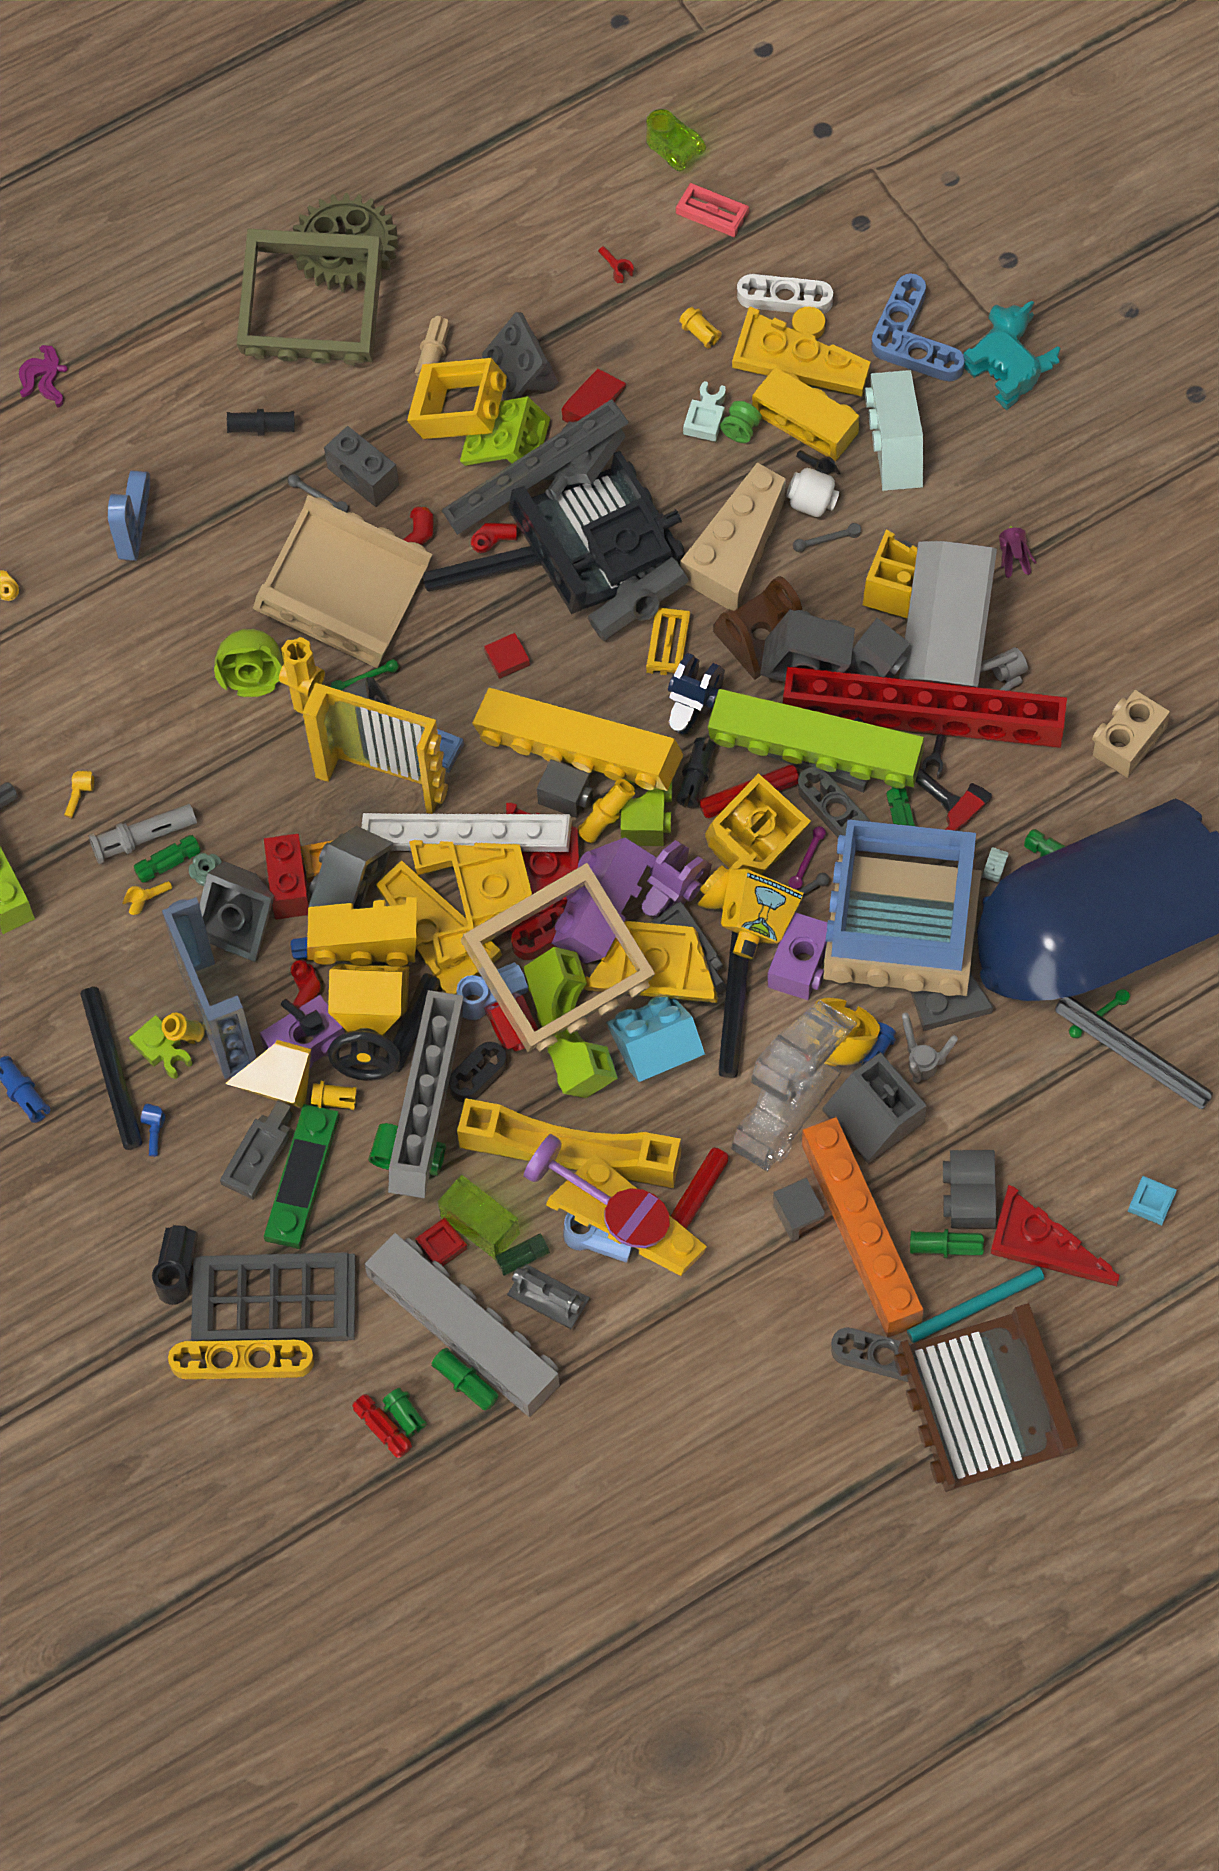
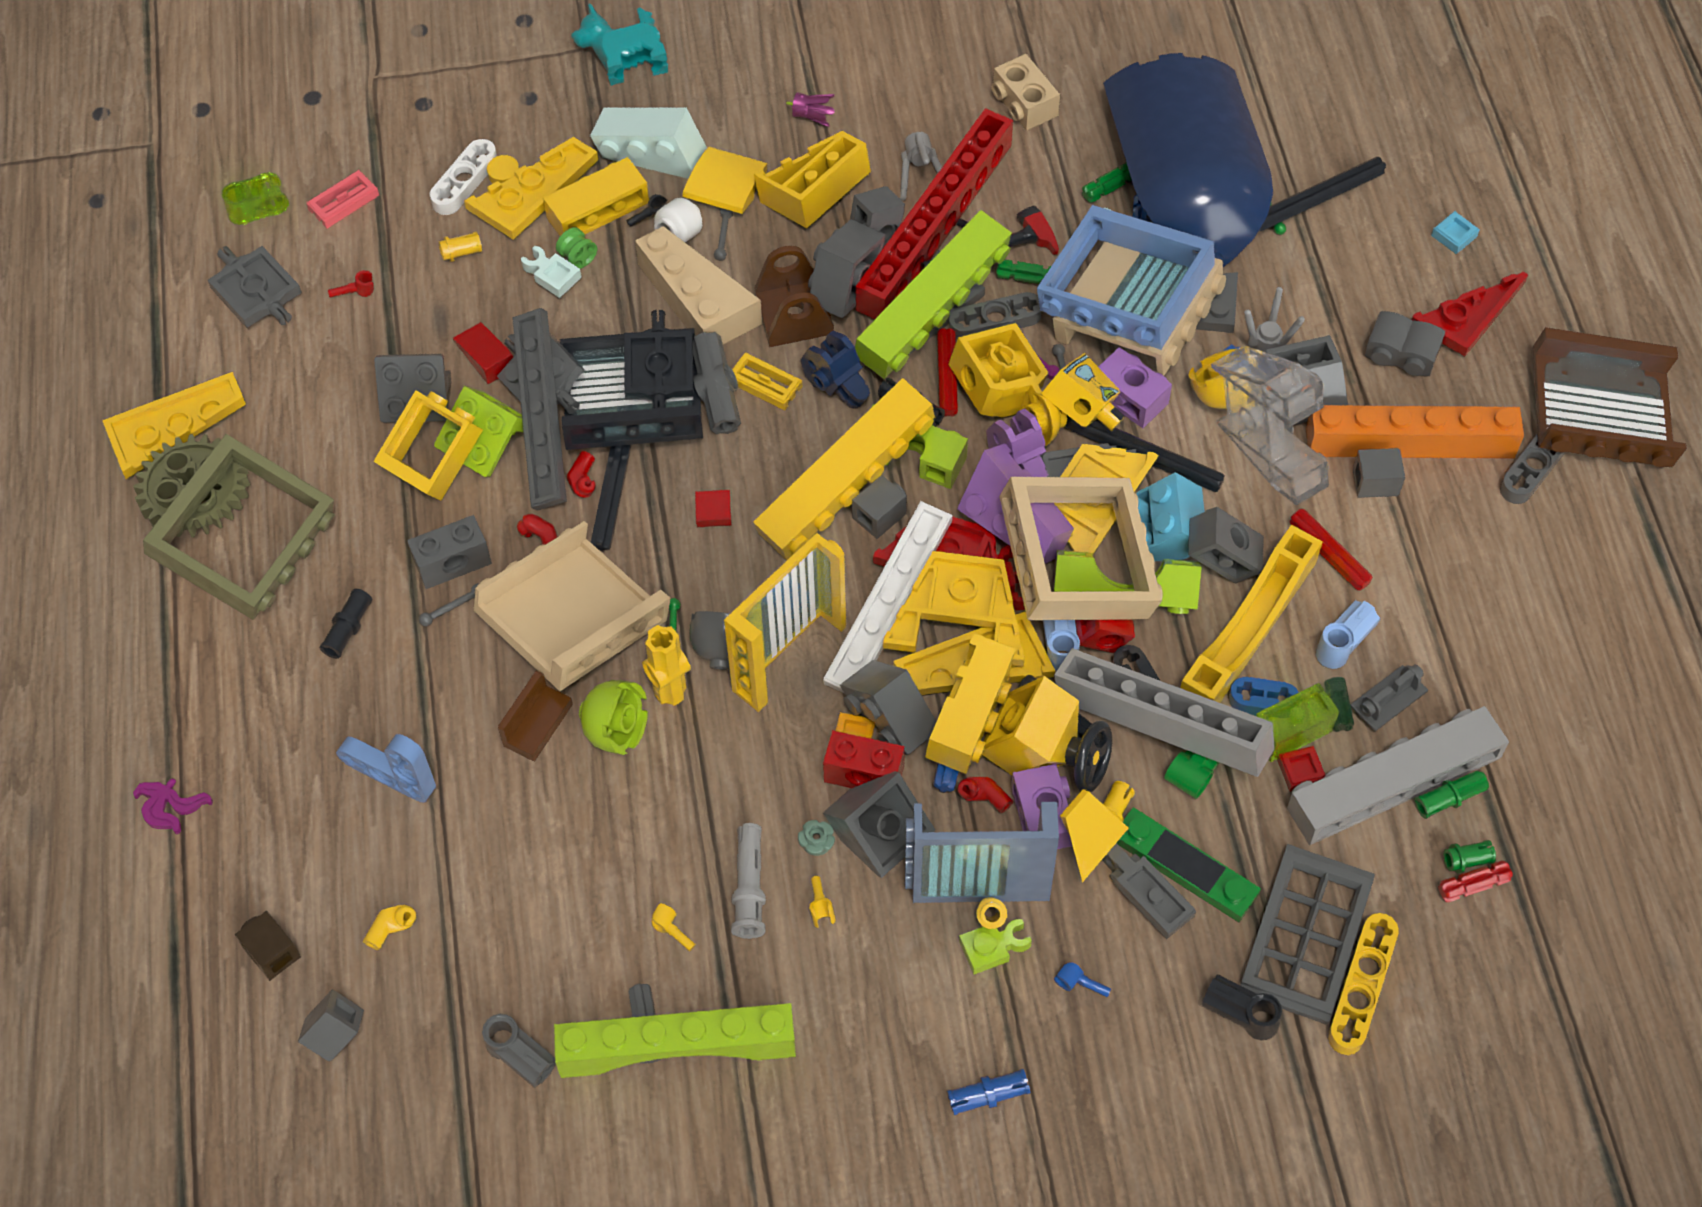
camera: 70 degrees left, 5 degrees down
(111, 1068) = (998, 998): black axle -> none
(167, 858) = (787, 869): green axle -> none
(227, 603) = (533, 717): none -> reddish brown panel
(310, 1023) = (1045, 790): black hand -> none
(403, 194) = (177, 415): none -> yellow wing
(433, 345) = (352, 455): tan axle -> none
(510, 1182) = (1262, 693): none -> blue beam
(576, 187) = (254, 286): none -> dark grey plate
(606, 810) = (925, 472): yellow pin -> none
(630, 1074) = (1226, 545): none -> dark grey brick
(630, 1215) = (1351, 583): piece -> none
(674, 1252) = (1337, 601): yellow wing -> none
(886, 505) = (724, 180): none -> yellow slope
(904, 341) = (562, 112): medium blue beam -> none
(946, 1243) = (1447, 379): green axle -> none
(948, 613) = (869, 147): light grey slope -> none
(975, 1304) = (1506, 373): teal bar -> none

